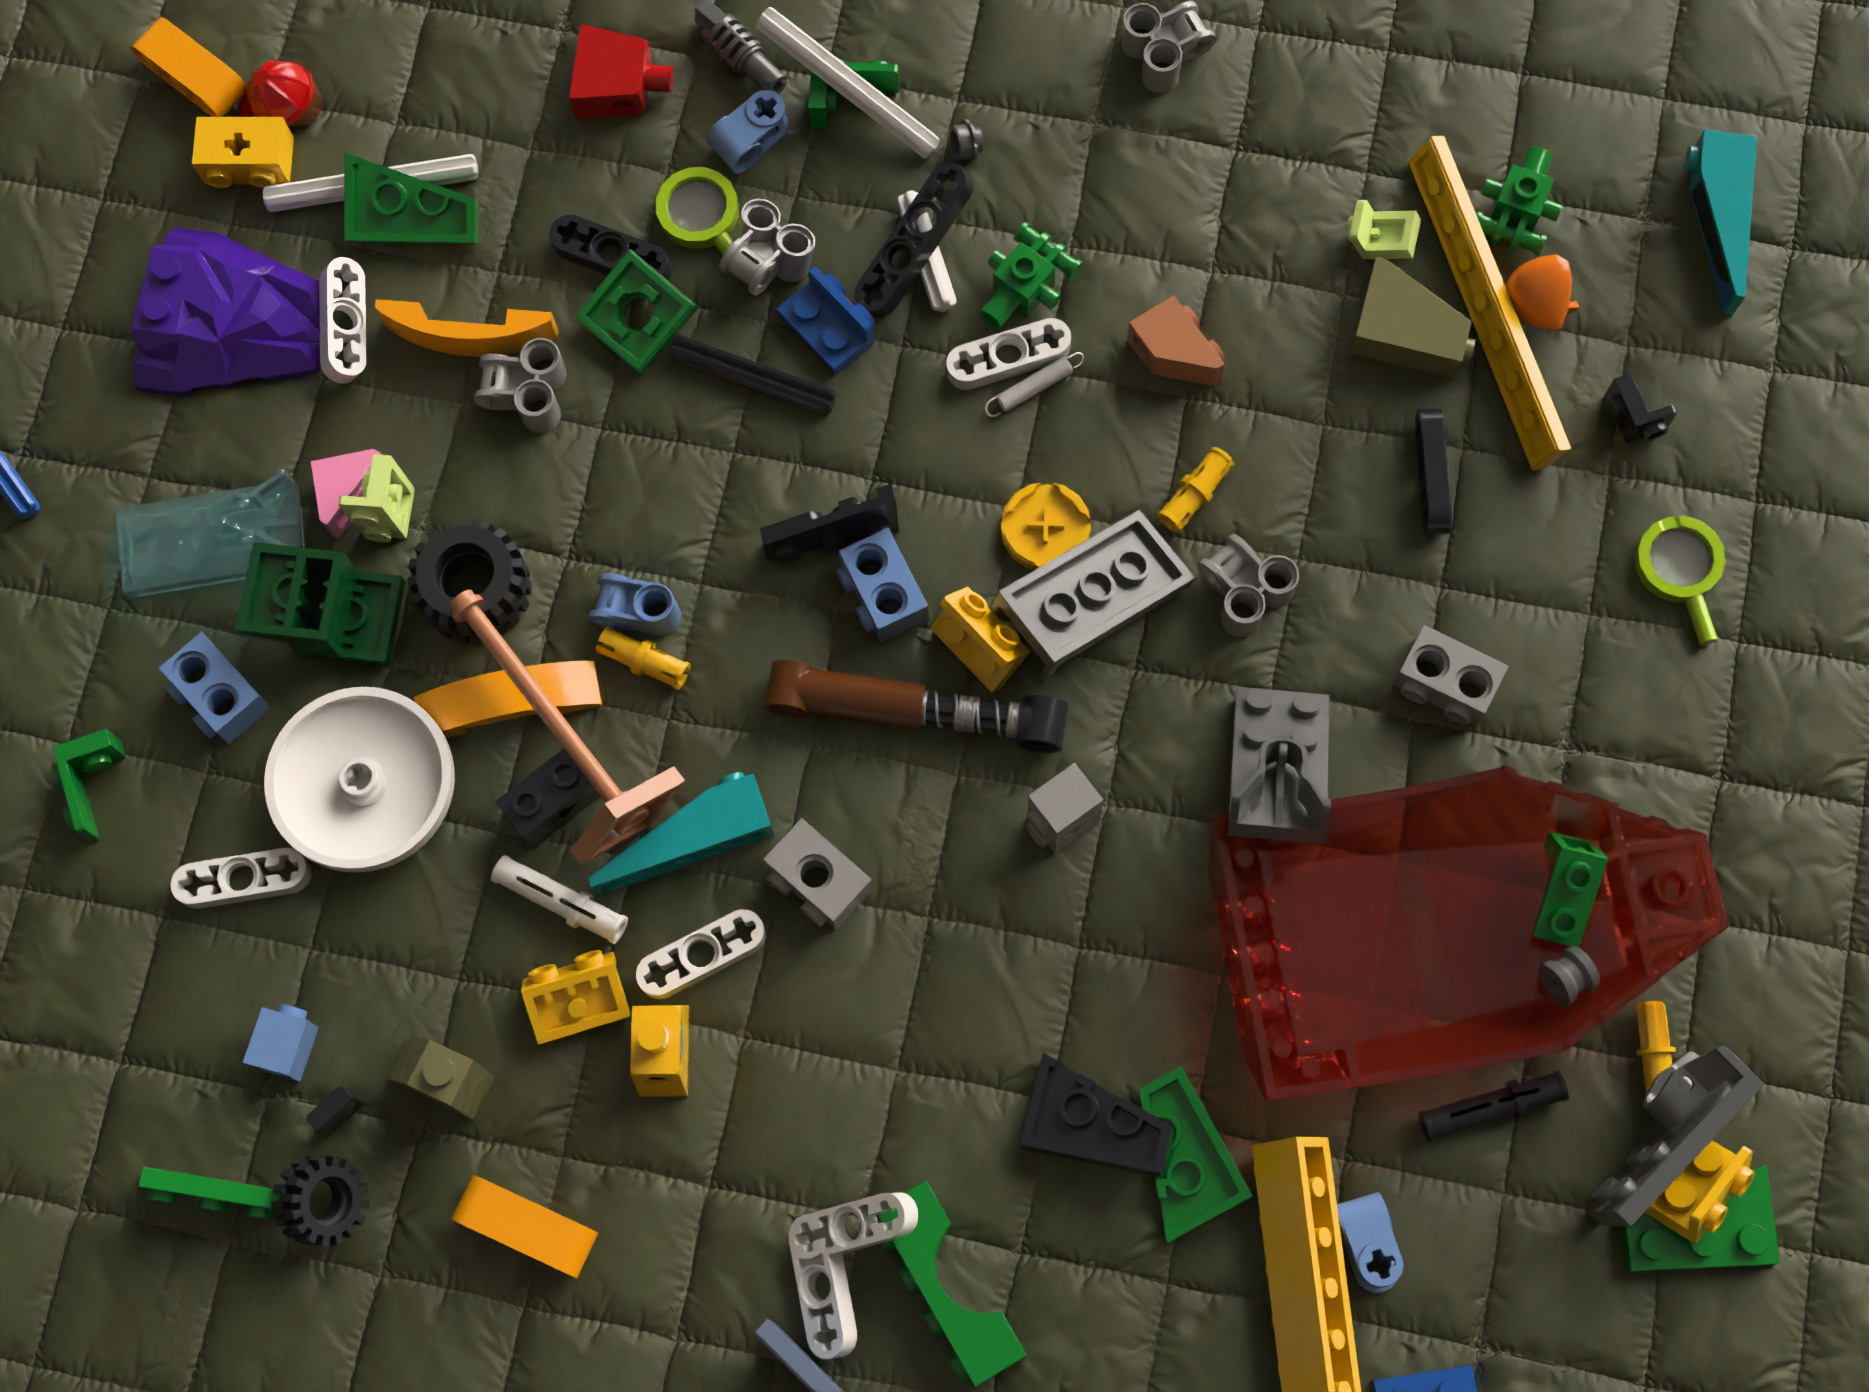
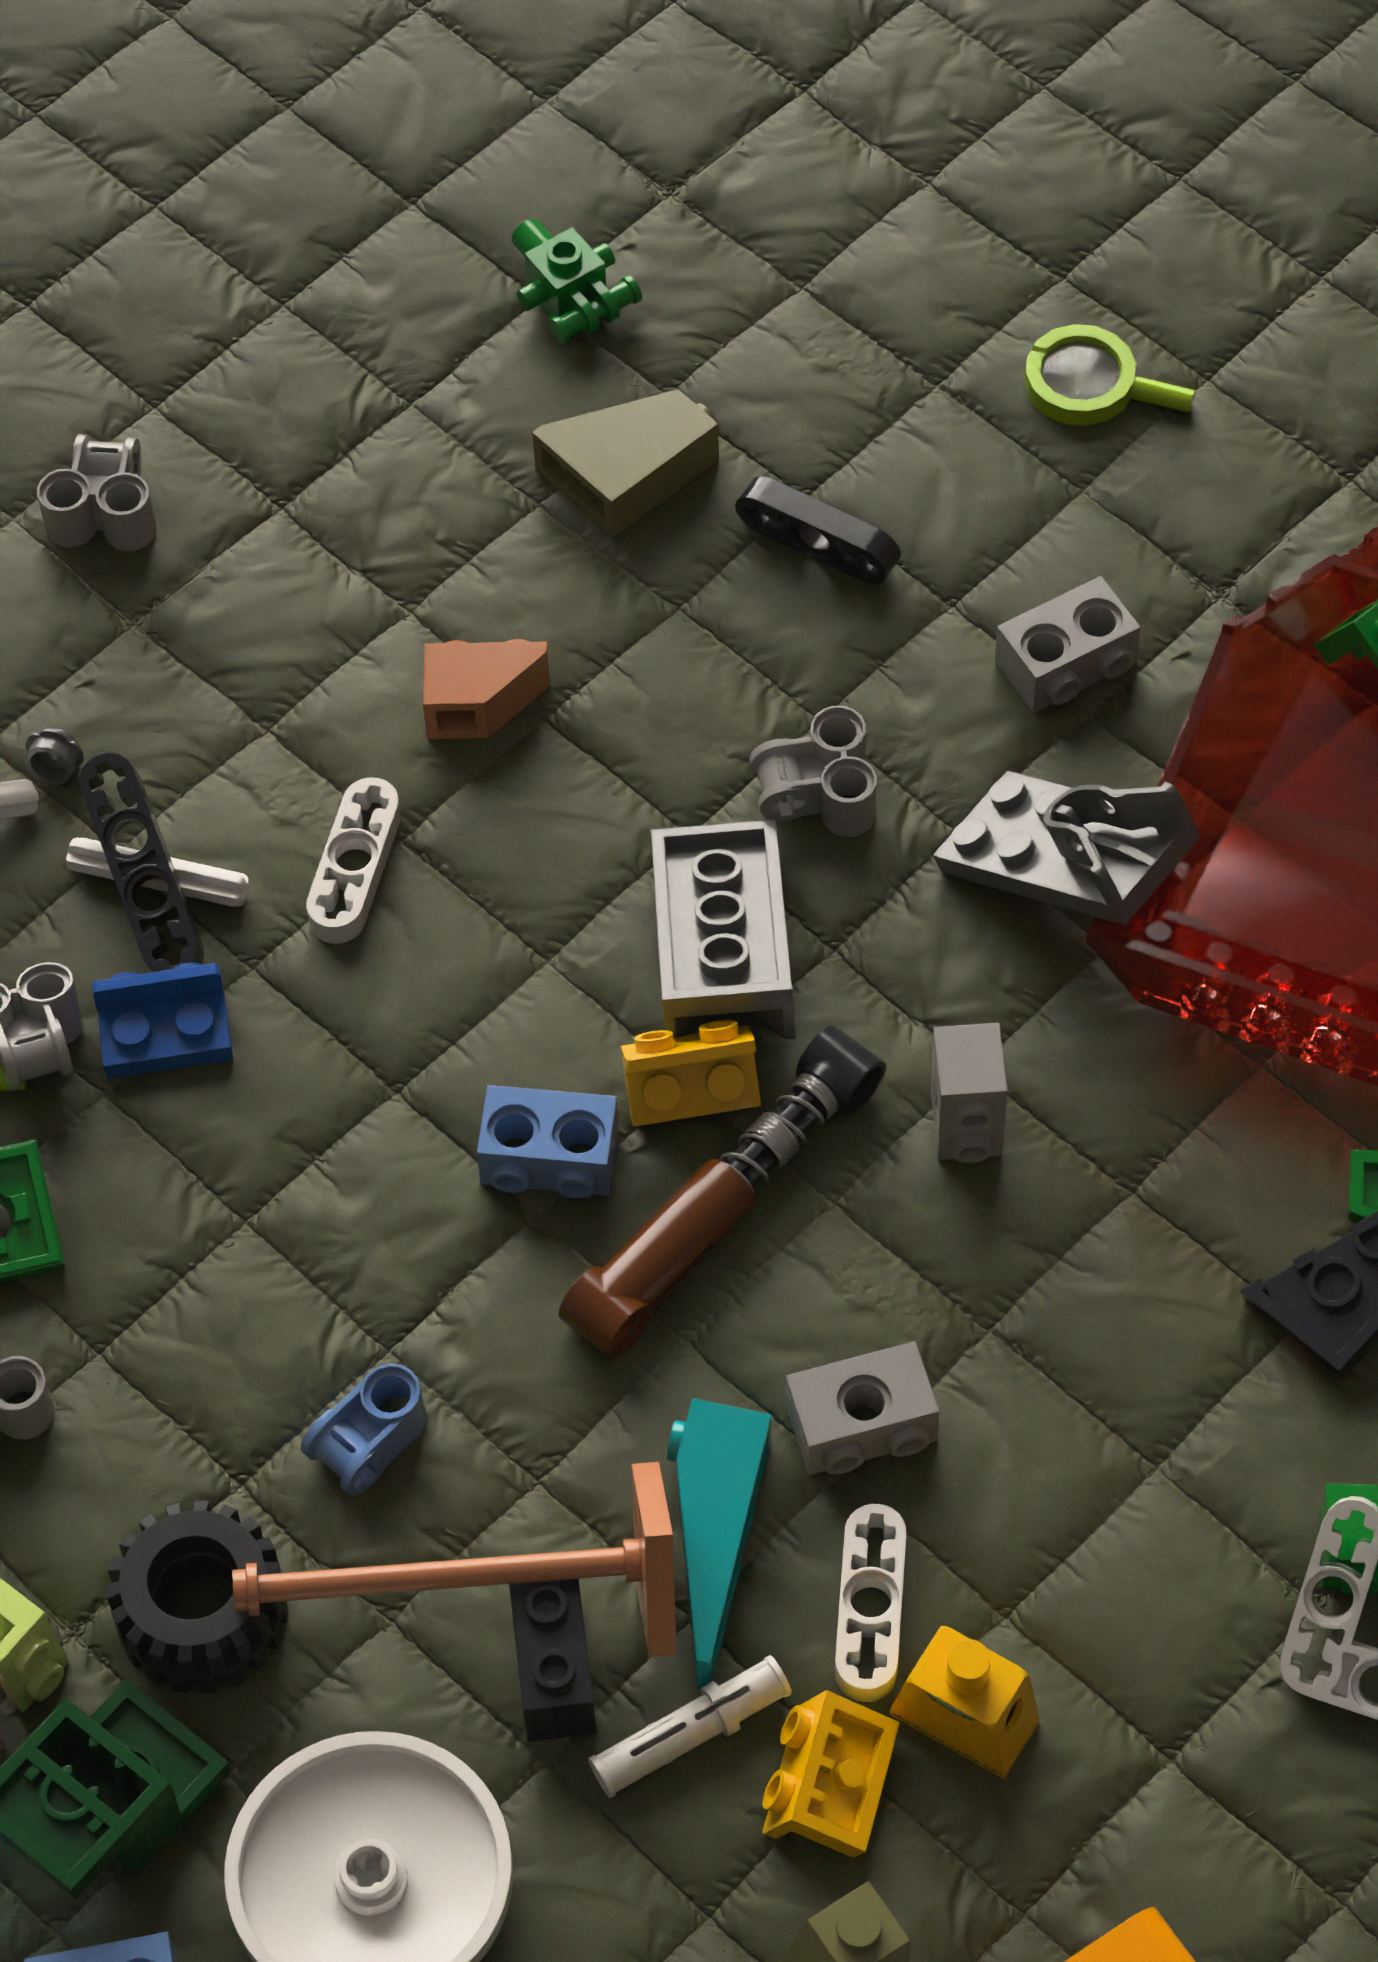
camera: 60 degrees left, 15 degrees down
(495, 697) = (377, 1643): light orange slope -> none
(643, 658) = (441, 1460): yellow pin -> none
(752, 374) = (164, 1141): black axle -> none
(833, 531) = (439, 1162): black wing -> none
(1026, 276) = (276, 785): green piece -> none
(1034, 384) = (411, 855): white piece -> none
(1043, 523) = (596, 942): yellow tile -> none
(1195, 489) = (666, 766): yellow pin -> none
(1383, 232) = (503, 419): yellowish green bracket -> none
(1489, 304) = (651, 366): yellow tile -> none
(1542, 292) = (690, 316): orange piece -> none
(1627, 409) = (886, 317): black bracket -> none
(1722, 198) = (716, 111): teal slope -> none

